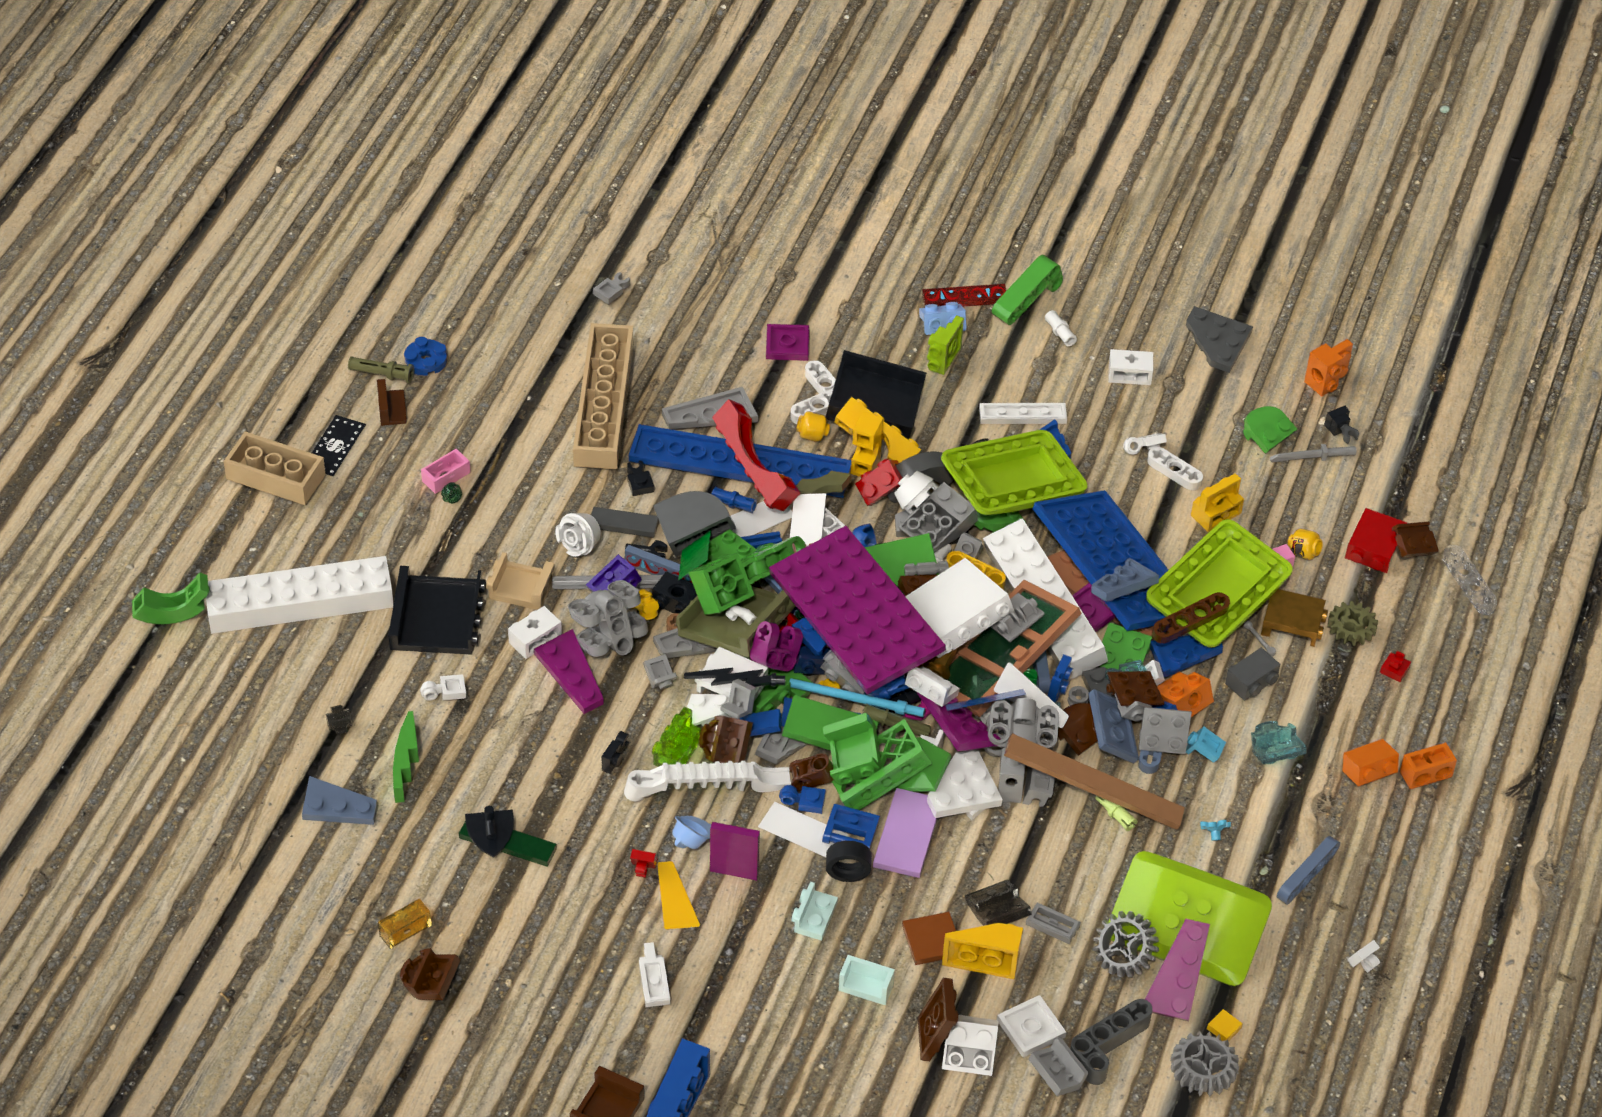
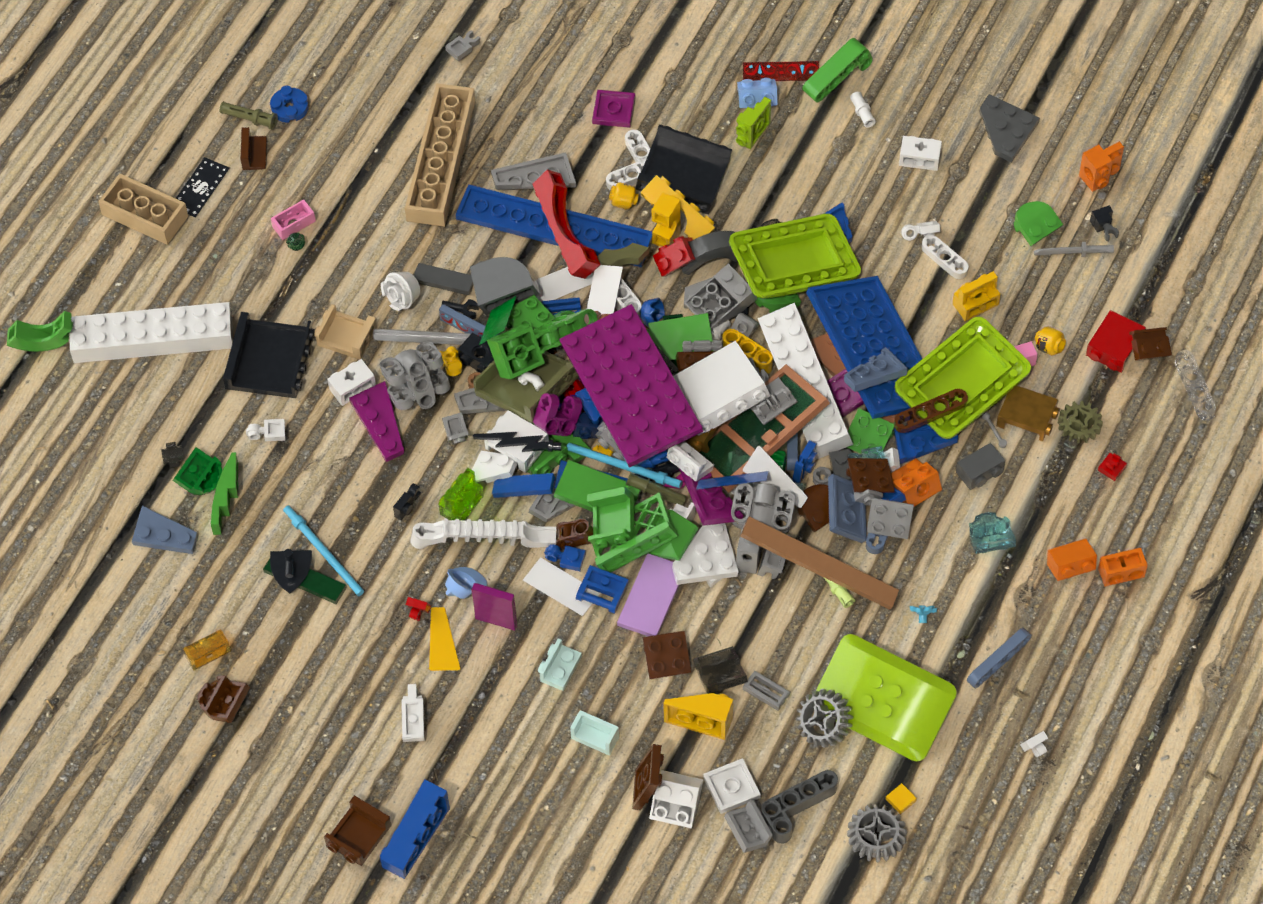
camera: 10 degrees right, 10 degrees up
(372, 738) = (199, 473): none -> green slope
(494, 783) = (300, 523): none -> medium azure bar
(615, 570) = (426, 331): dark purple bracket -> none
(639, 480) = (463, 238): black plate -> none
(725, 739) = (503, 499): reddish brown slope -> none
(735, 500) = (543, 263): blue pin -> none
(740, 700) = (518, 464): light grey bracket -> none
(848, 871) = (594, 621): black tyre -> none
(914, 490) = (702, 269): white cone -> none
(927, 936) = (652, 693): dark orange tile -> none
(935, 891) = (666, 654): none -> reddish brown hinge
(1022, 413) = (815, 192): white tile -> none
(1178, 976) = (865, 752): magenta wing -> none
(1205, 743) = (927, 530): medium azure bracket -> none

